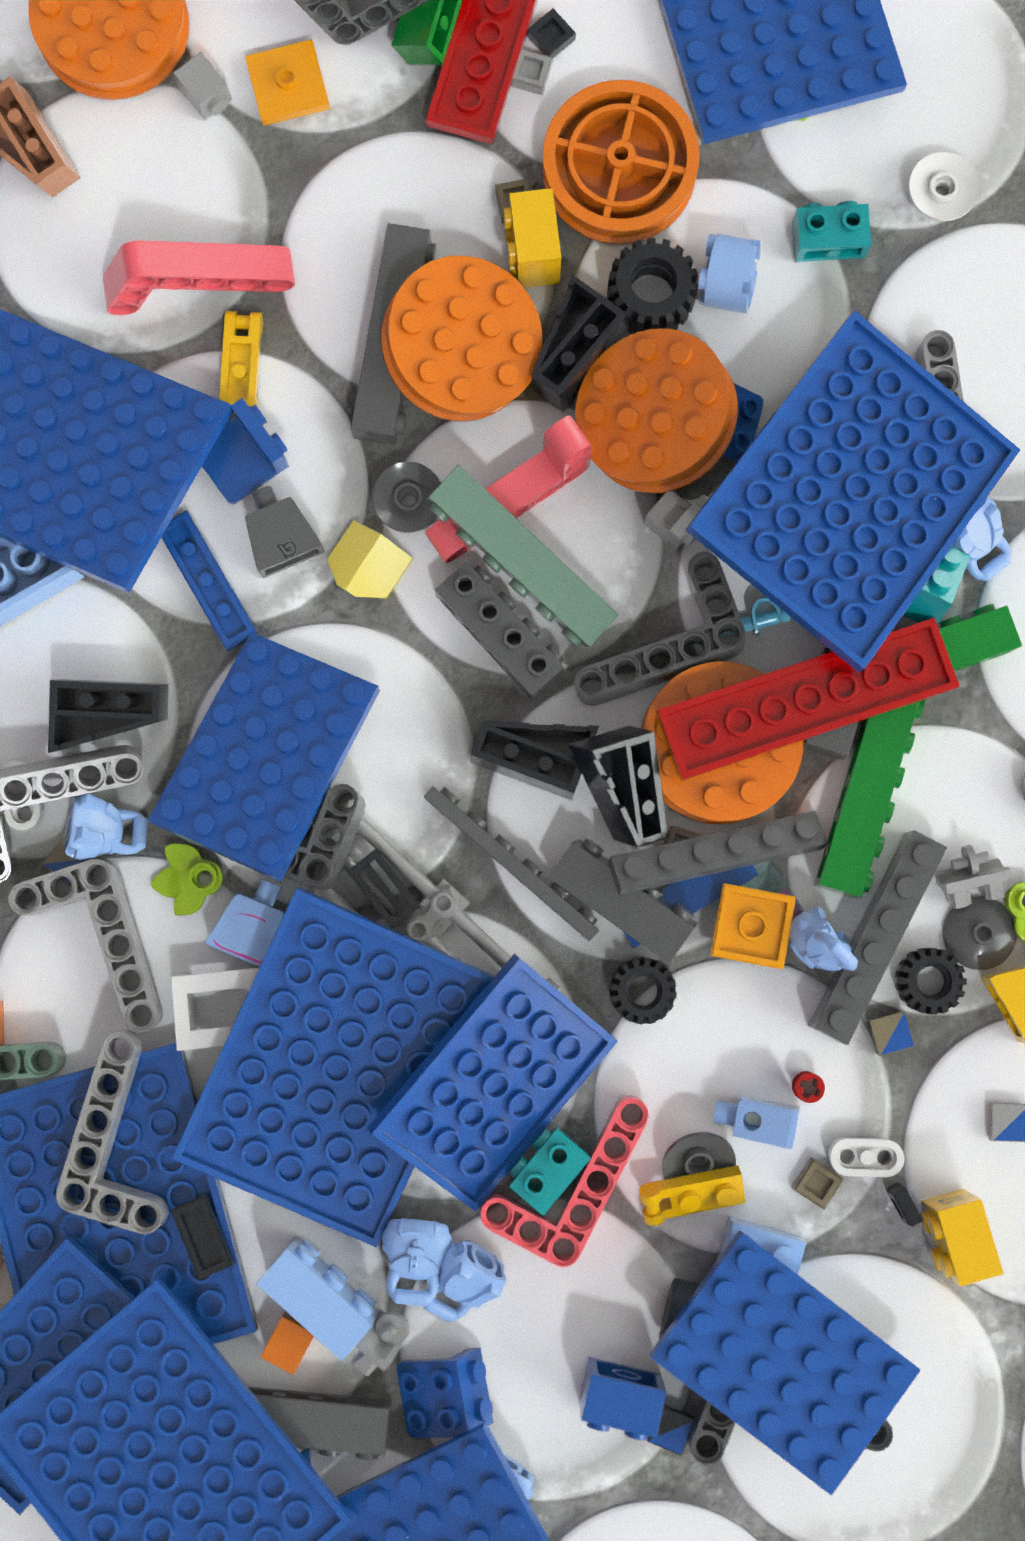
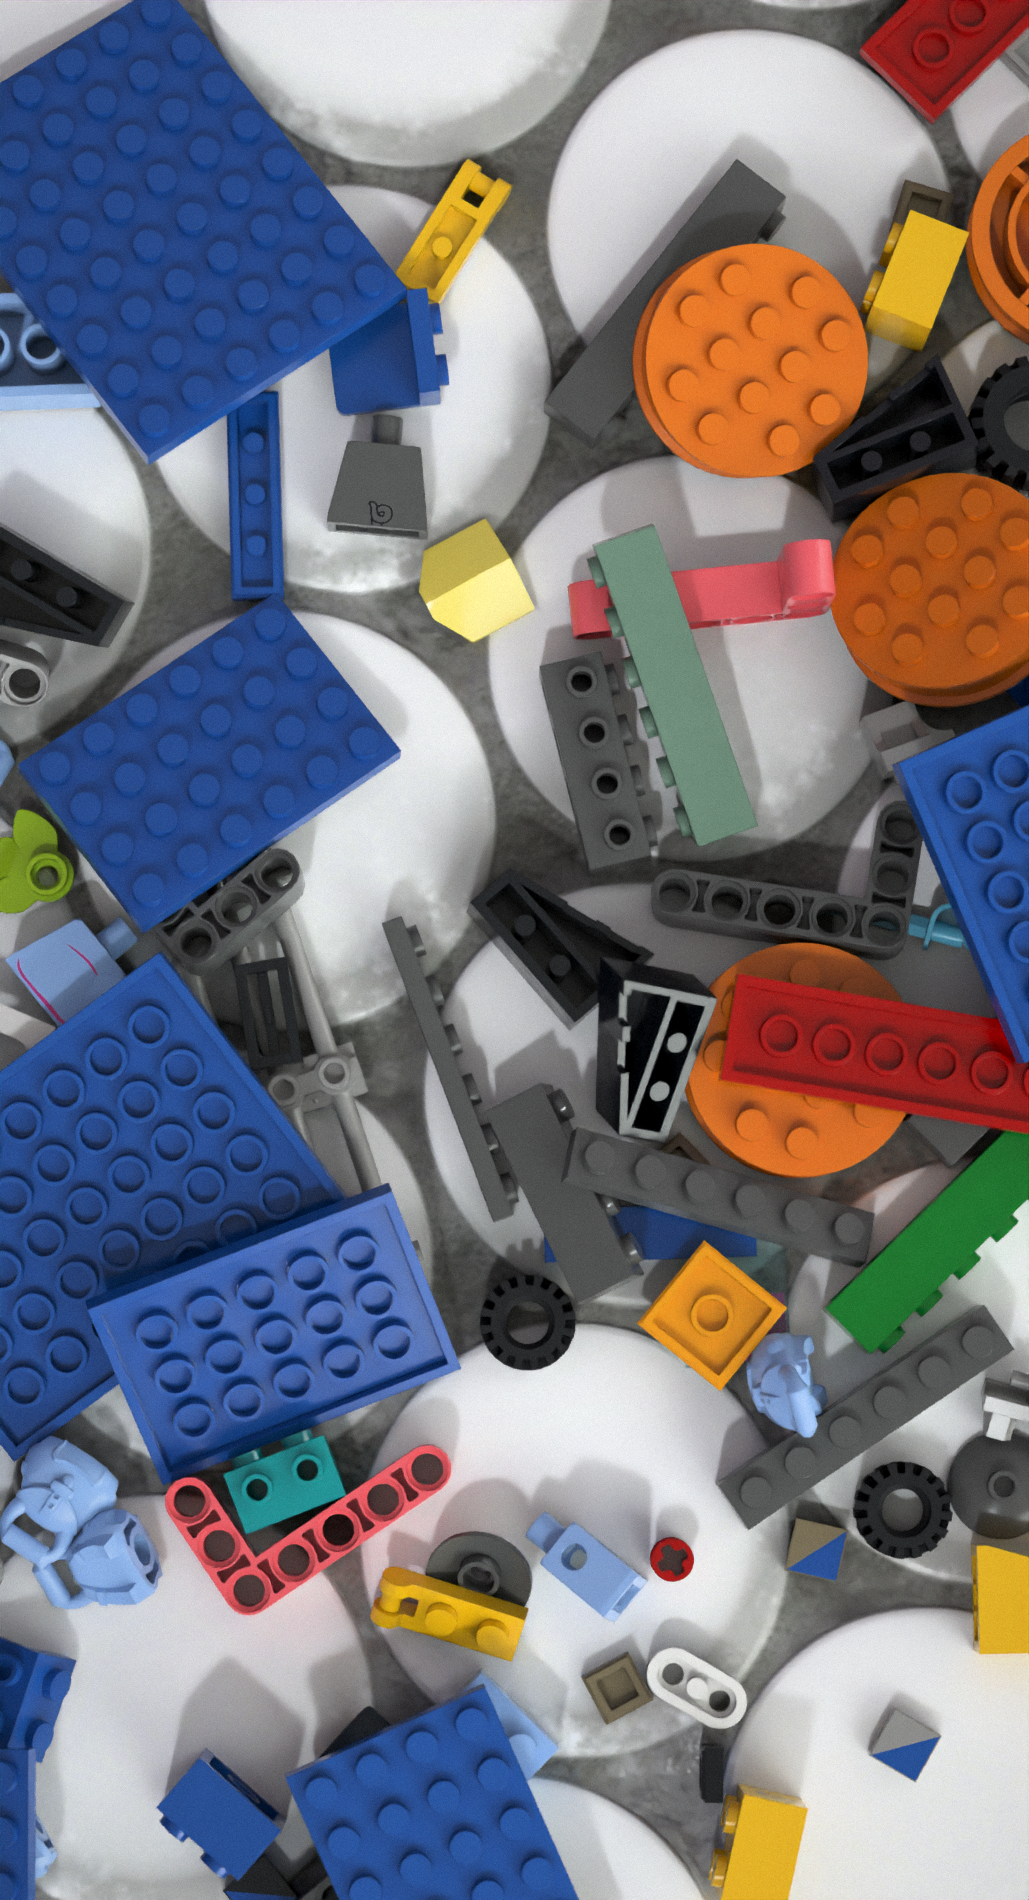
camera: 20 degrees right, 0 degrees up
(192, 266) = (399, 57): coral beam -> none
(394, 485) = (562, 502): dark grey dish -> none

